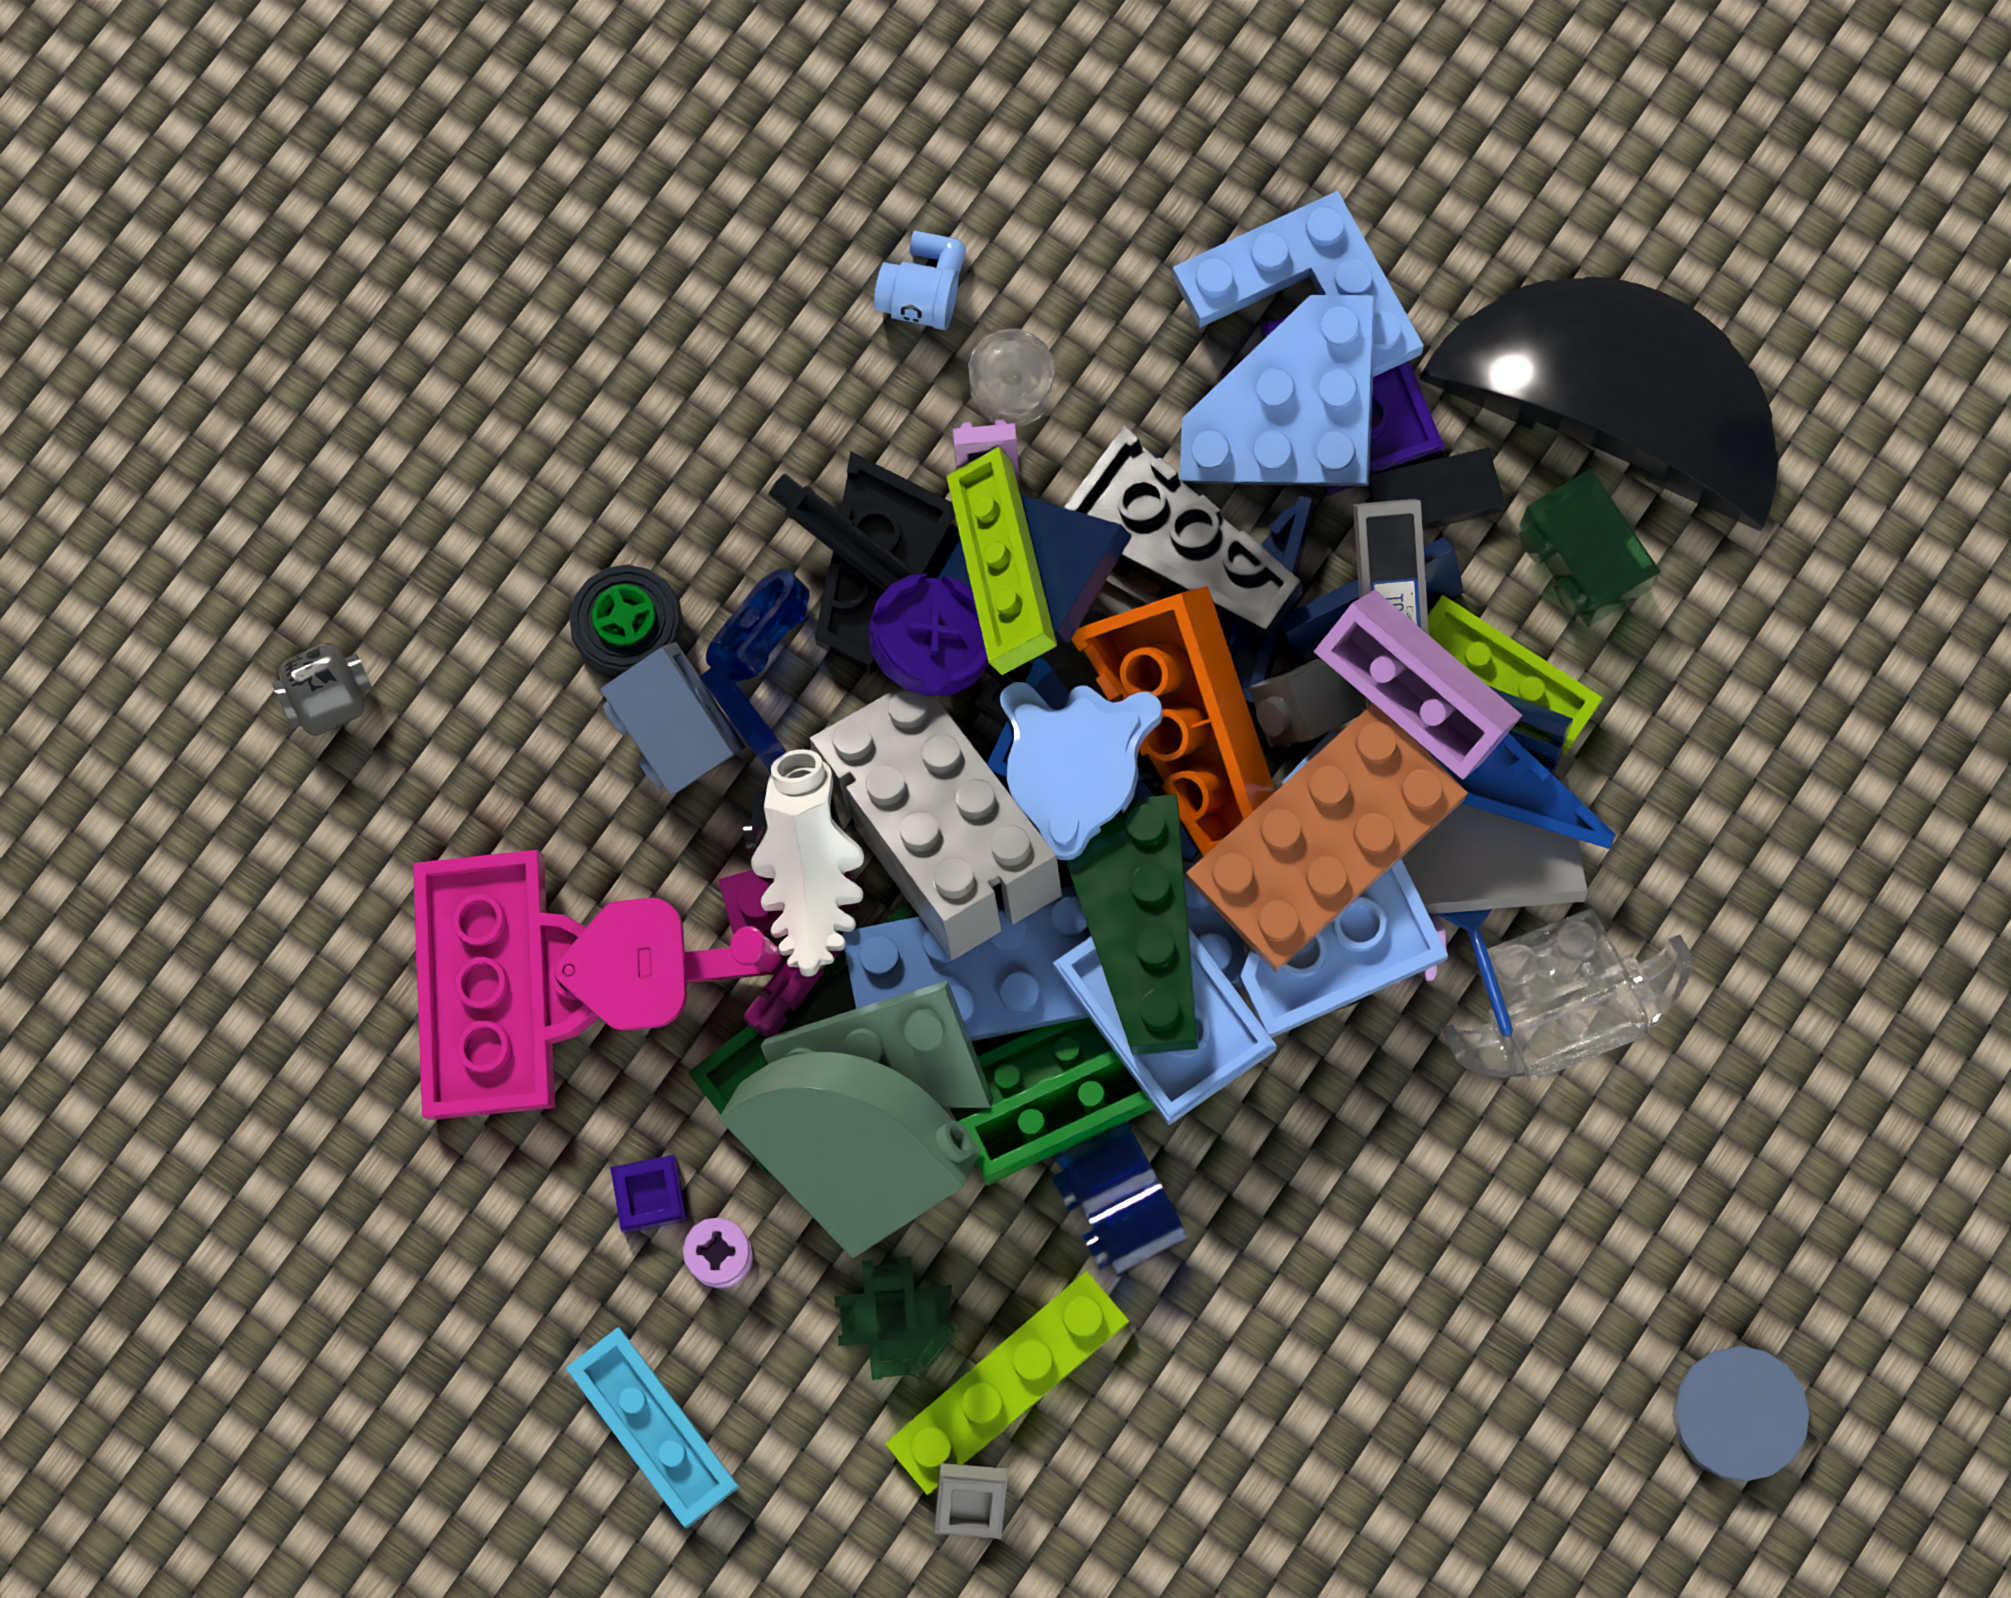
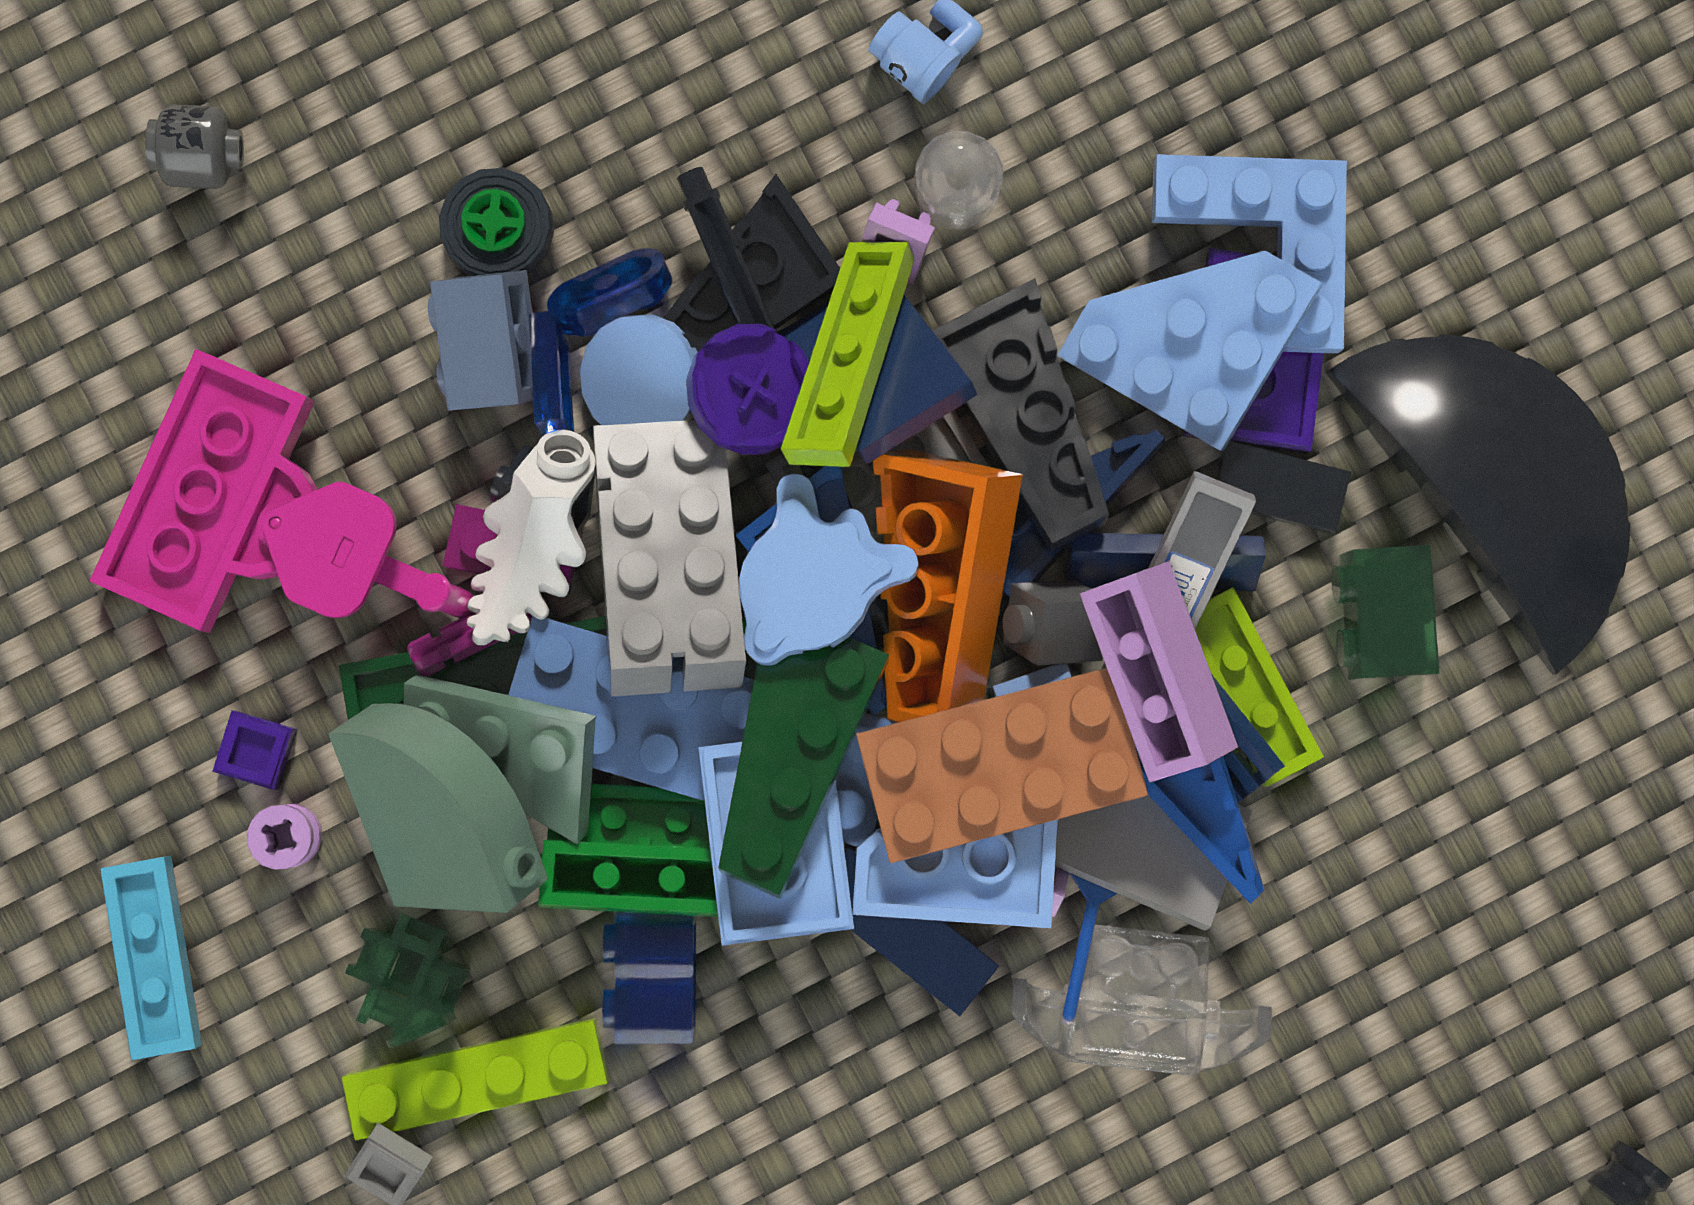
camera: 20 degrees right, 10 degrees up
(821, 678) = (637, 371): none -> light blue tile
(1348, 1053) = (926, 952): none -> dark blue tile

